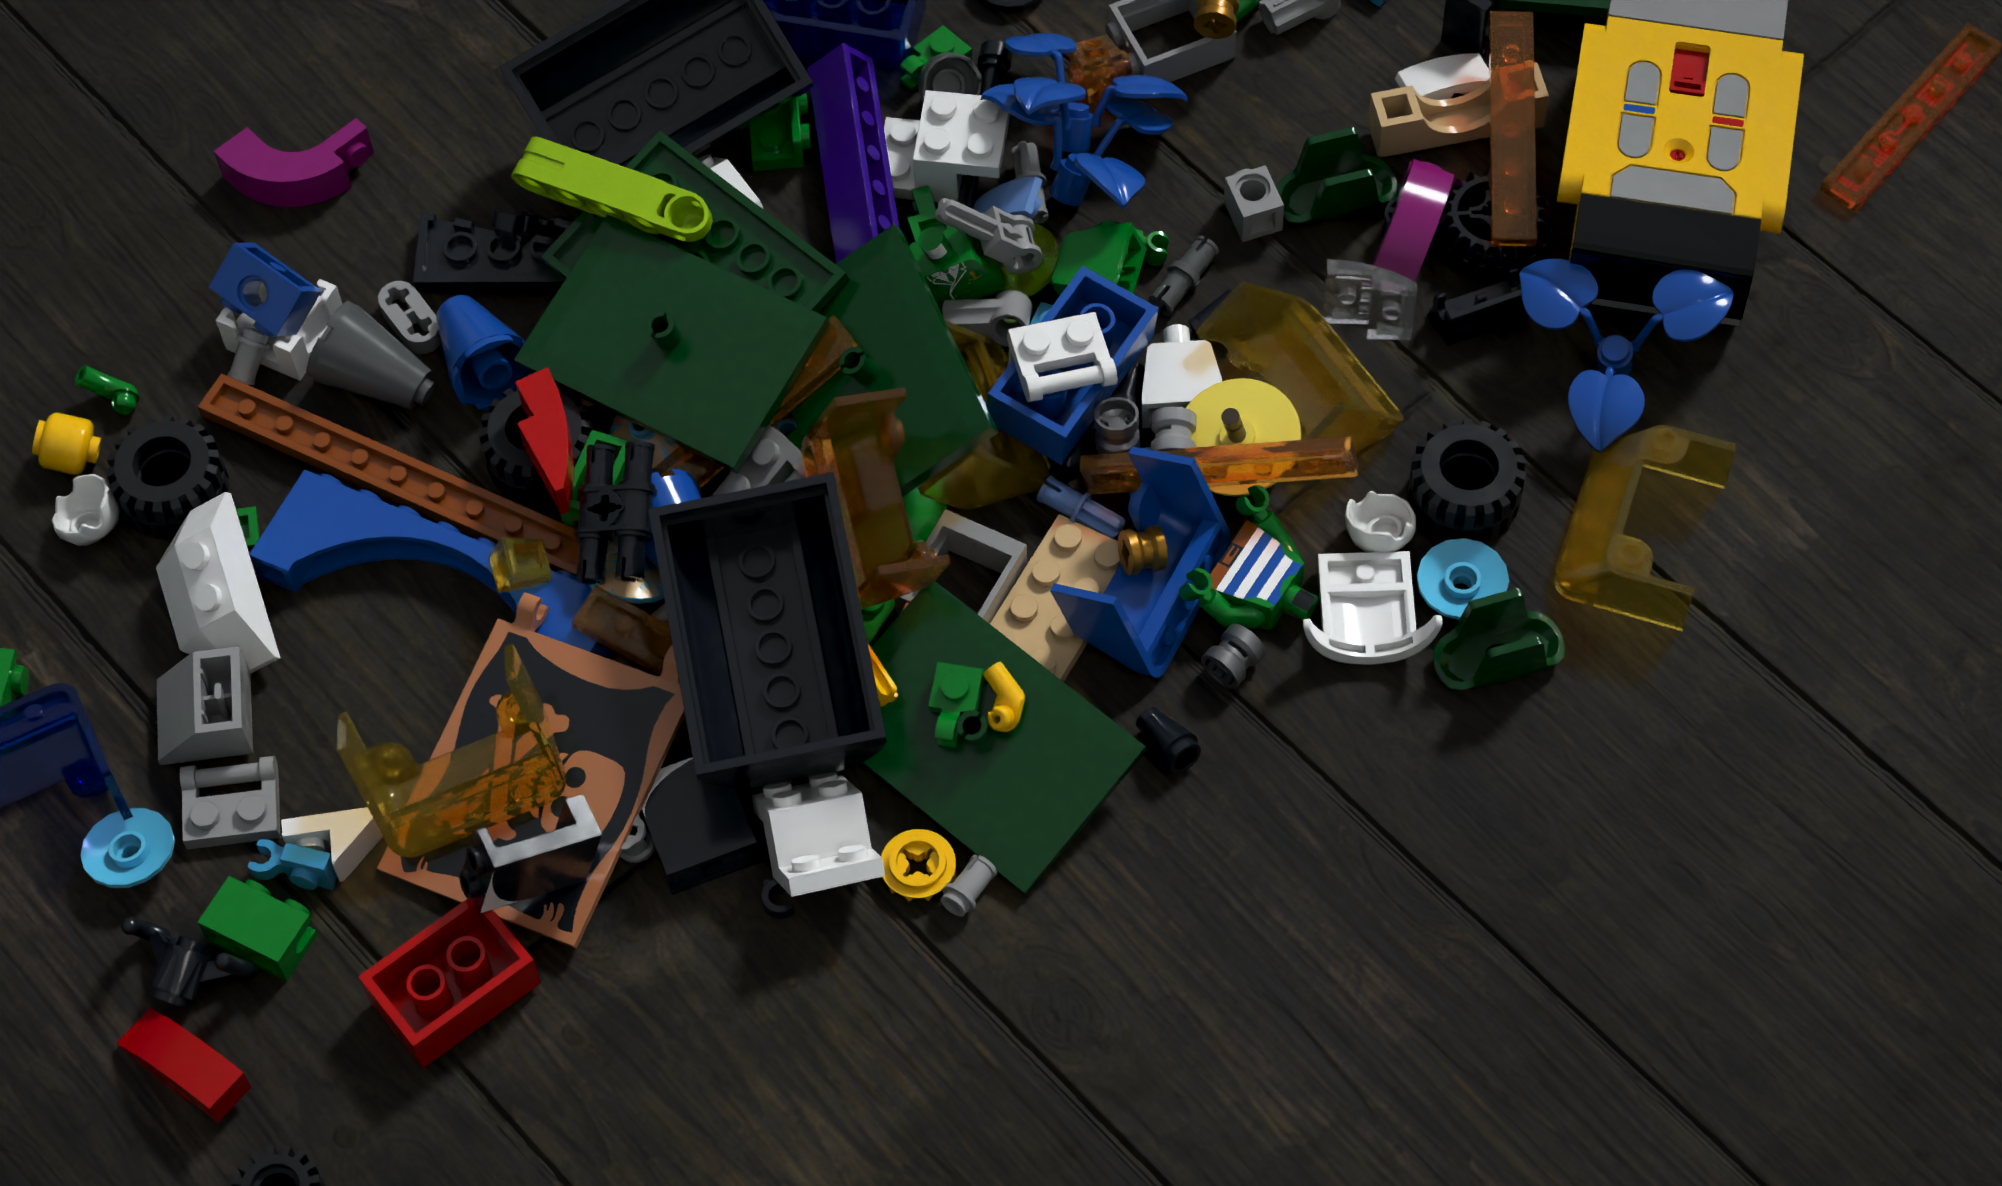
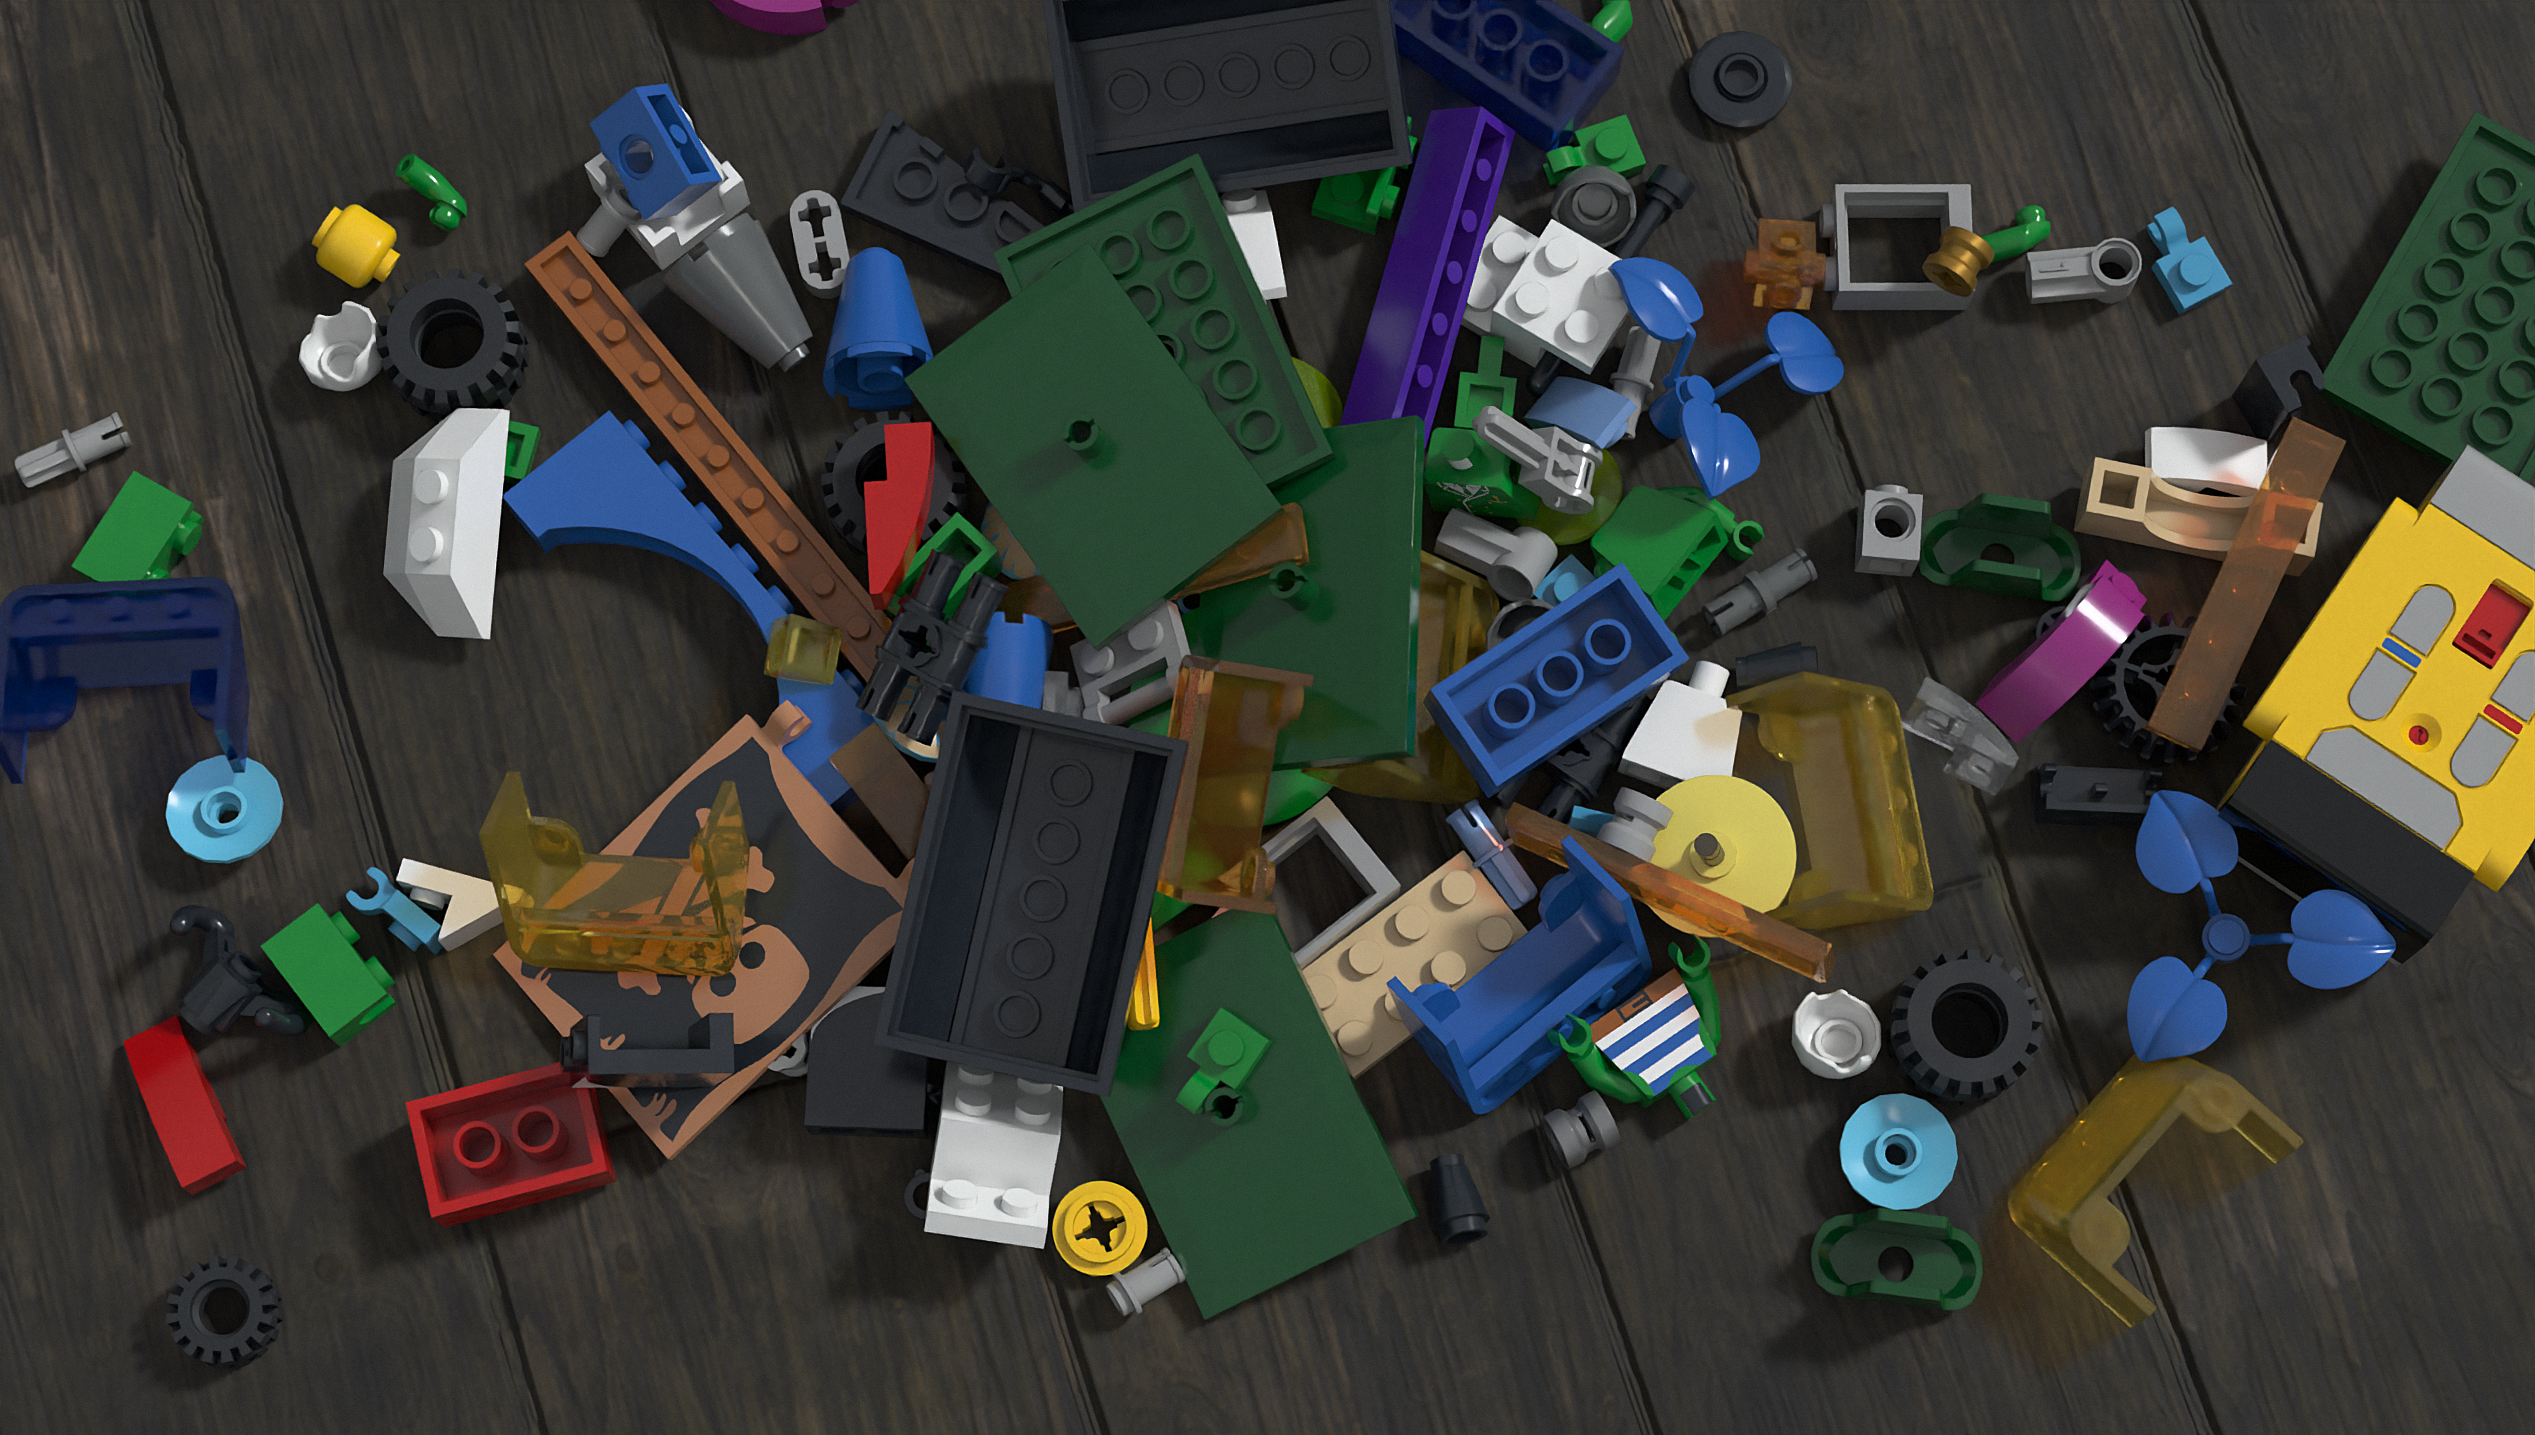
camera: 20 degrees right, 15 degrees up
(205, 707) = (378, 669): light grey slope -> none
(231, 816) = (358, 814): light grey plate -> none
(611, 190) = (1105, 217): lime piece -> none
(1008, 700) = (1281, 1091): yellow arm -> none
(1058, 346) = (1539, 663): white plate -> none
(1077, 122) = (1683, 305): blue plant -> none
(1116, 425) = (1577, 773): flat silver wheel -> none
(1142, 550) = (1532, 955): pearl gold wheel -> none
(1368, 609) = (1768, 1138): white piece -> none

